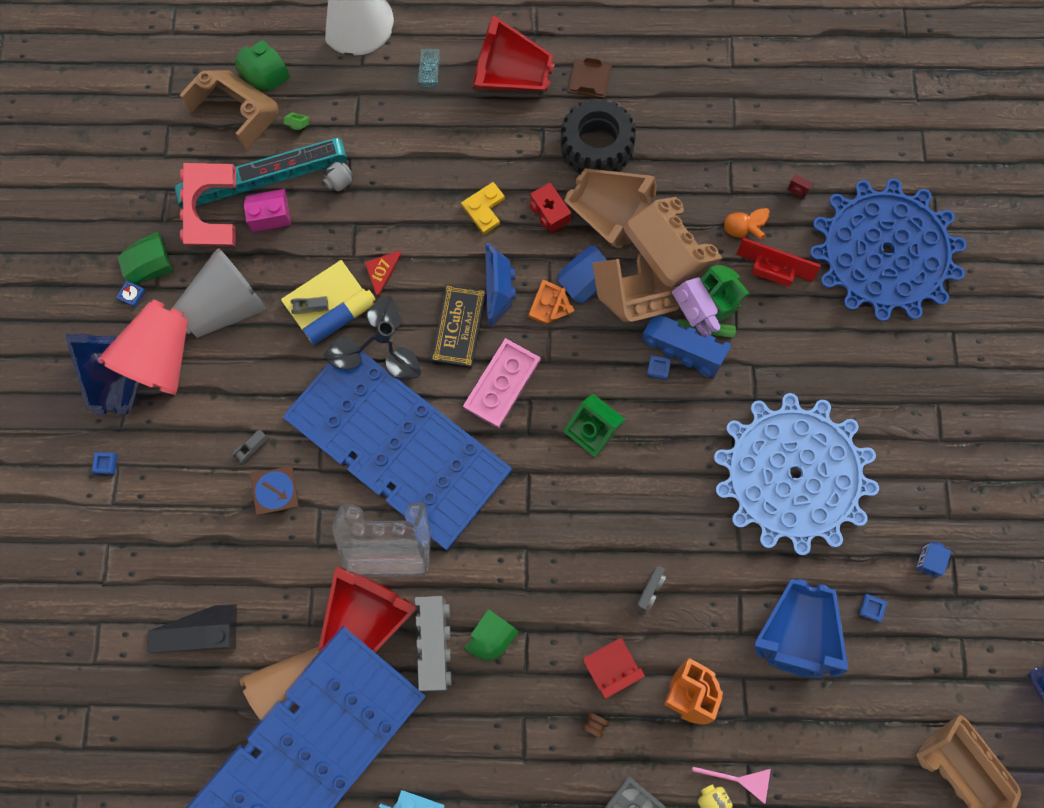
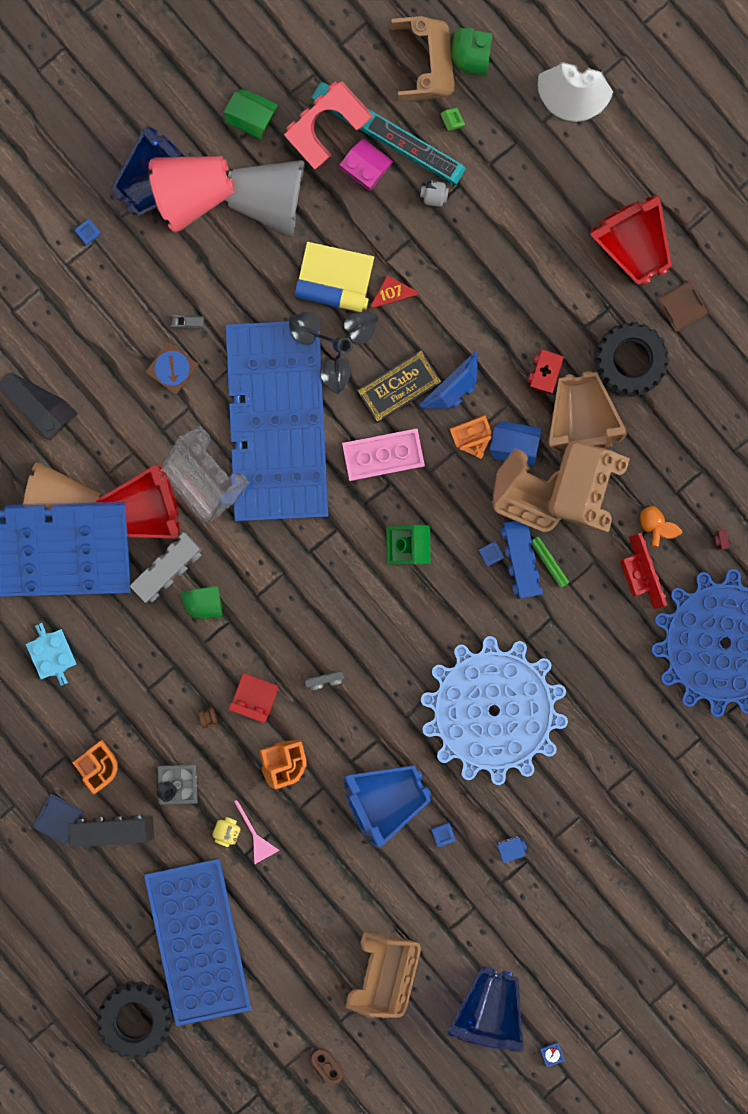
camera: 40 degrees right, 15 degrees up
(131, 294) = (217, 128): tile -> none
(313, 305) = (323, 269): dark grey bar -> none
(429, 67) = (583, 177): clear light blue plate -> none
(479, 207) = (504, 317): yellow plate -> none
(697, 306) = (555, 545): lavender hinge -> none
(724, 290) = (581, 552): green brick -> none

